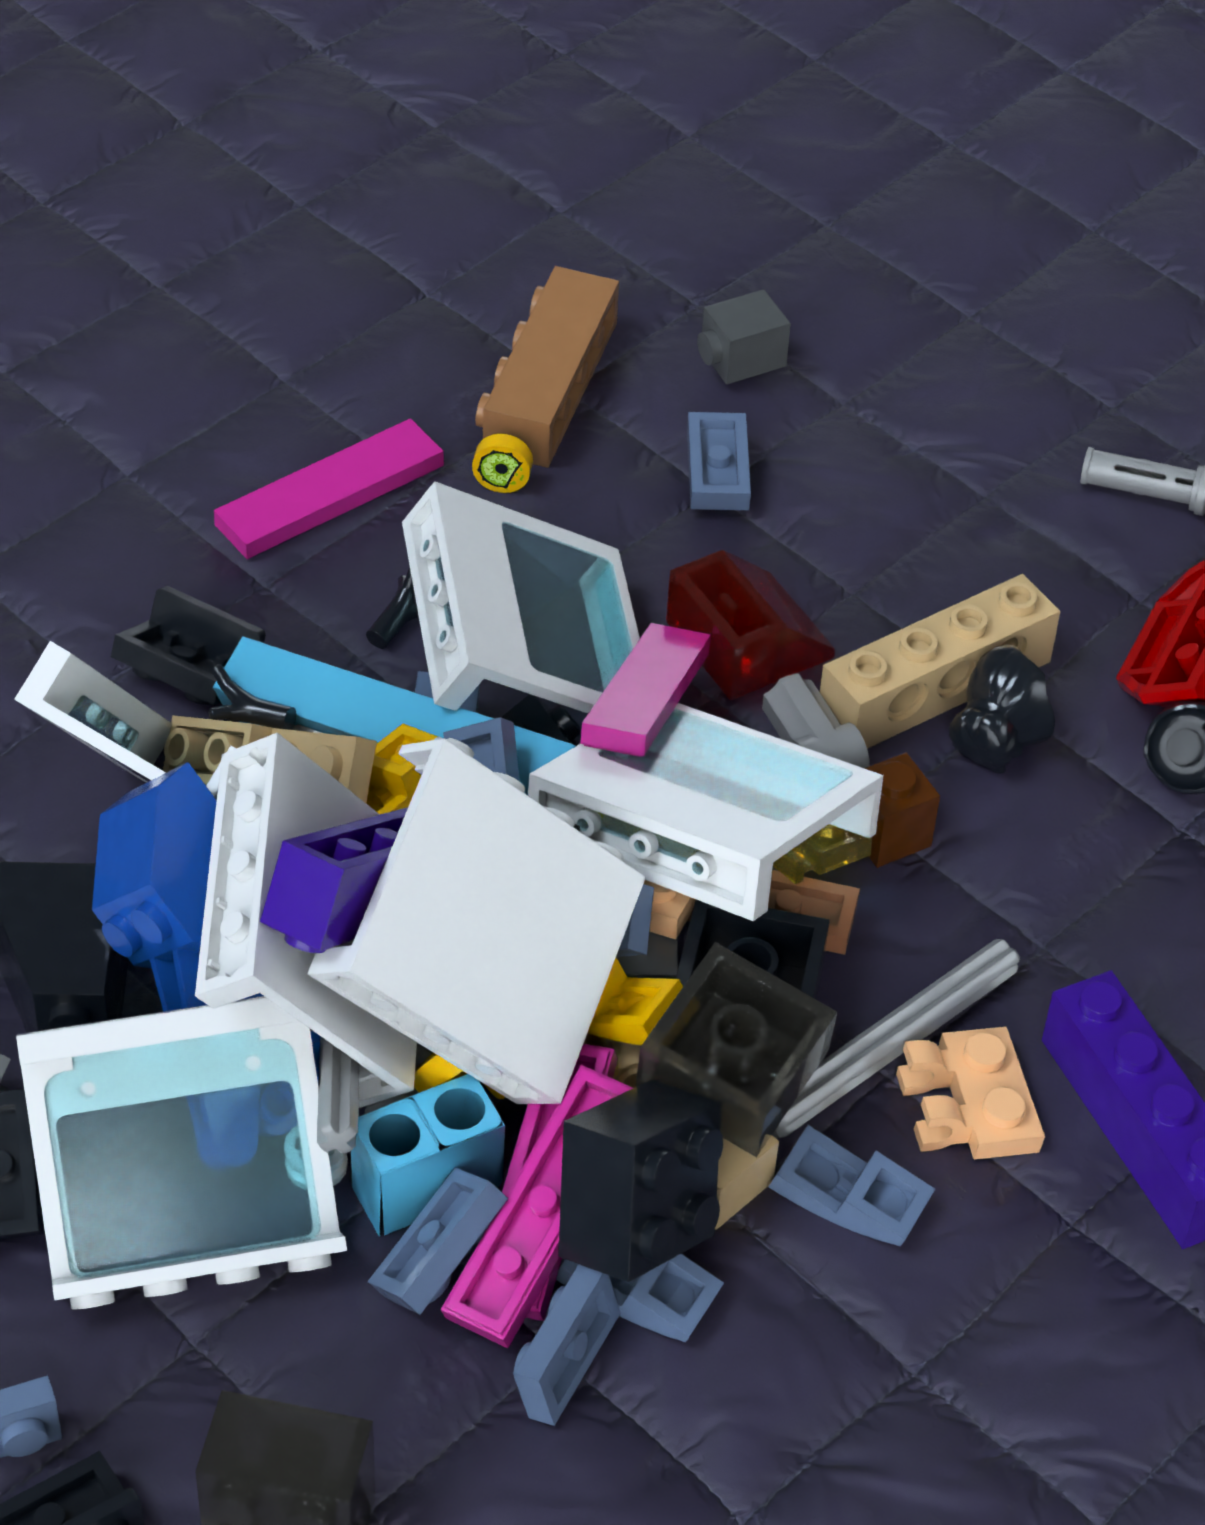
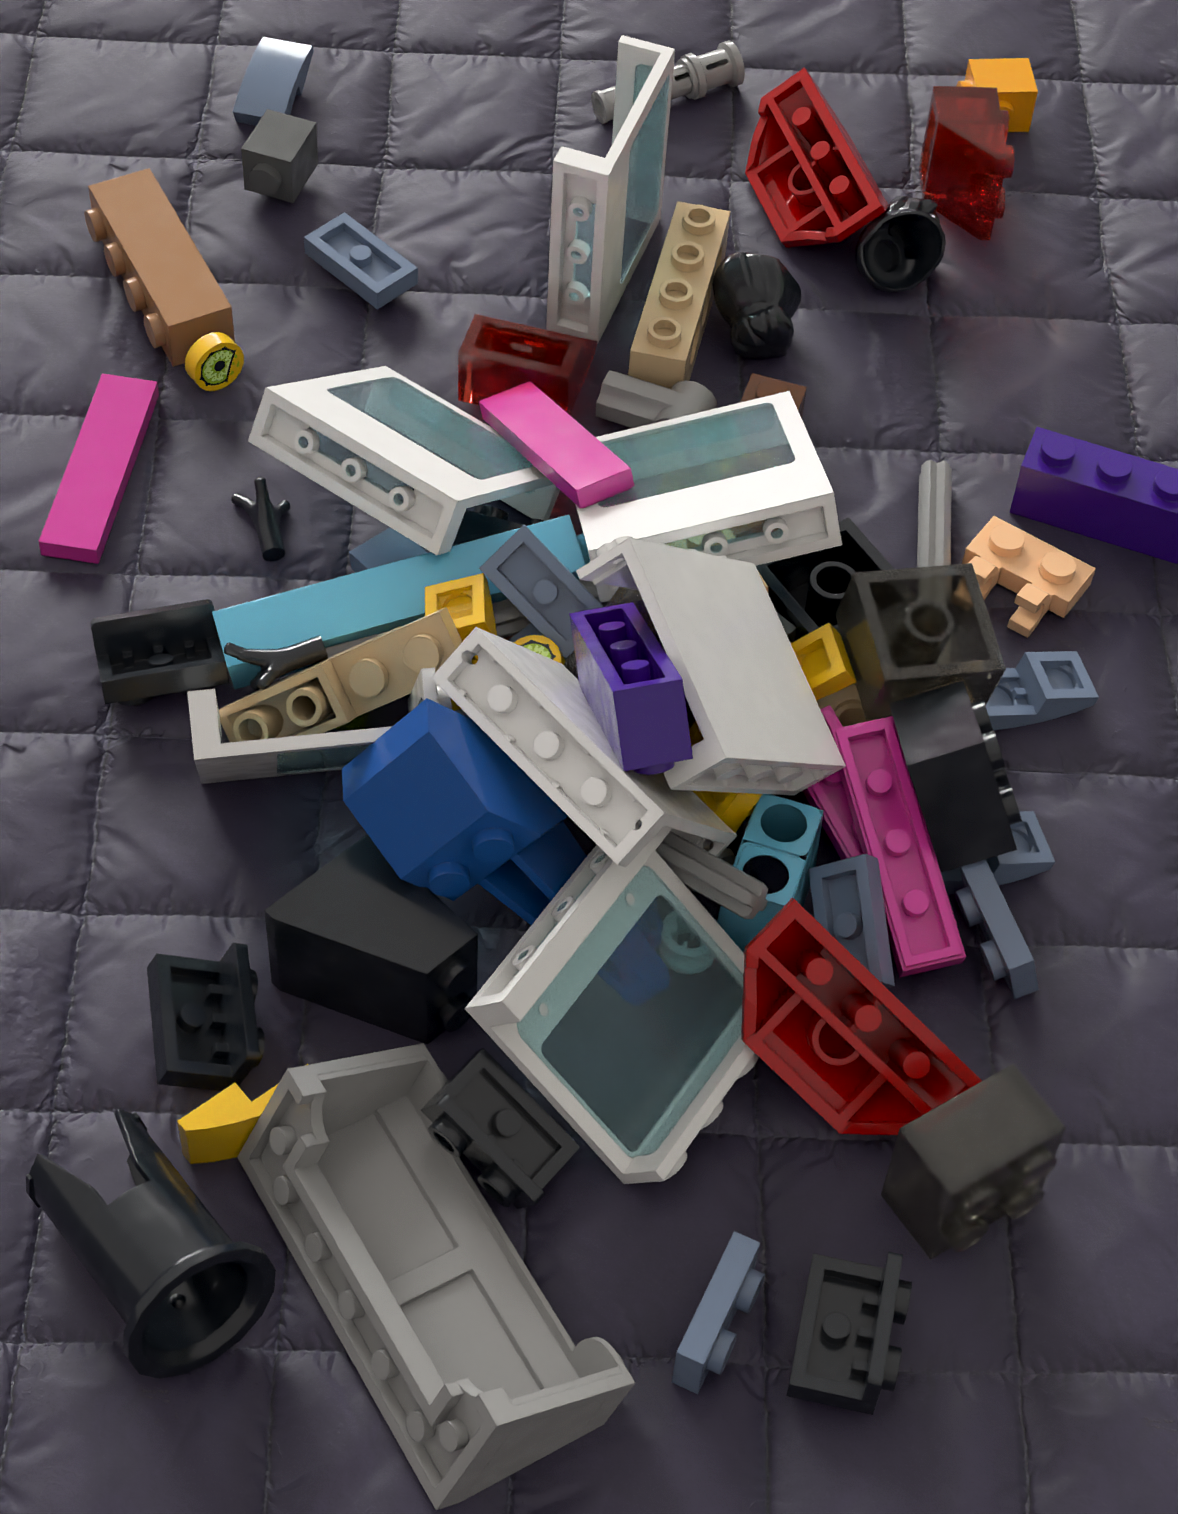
camera: 45 degrees left, 5 degrees up
(319, 1291) = (840, 1031): none -> red wedge
(817, 278) = (272, 79): none -> sand blue slope
(939, 522) = (613, 203): none -> white panel

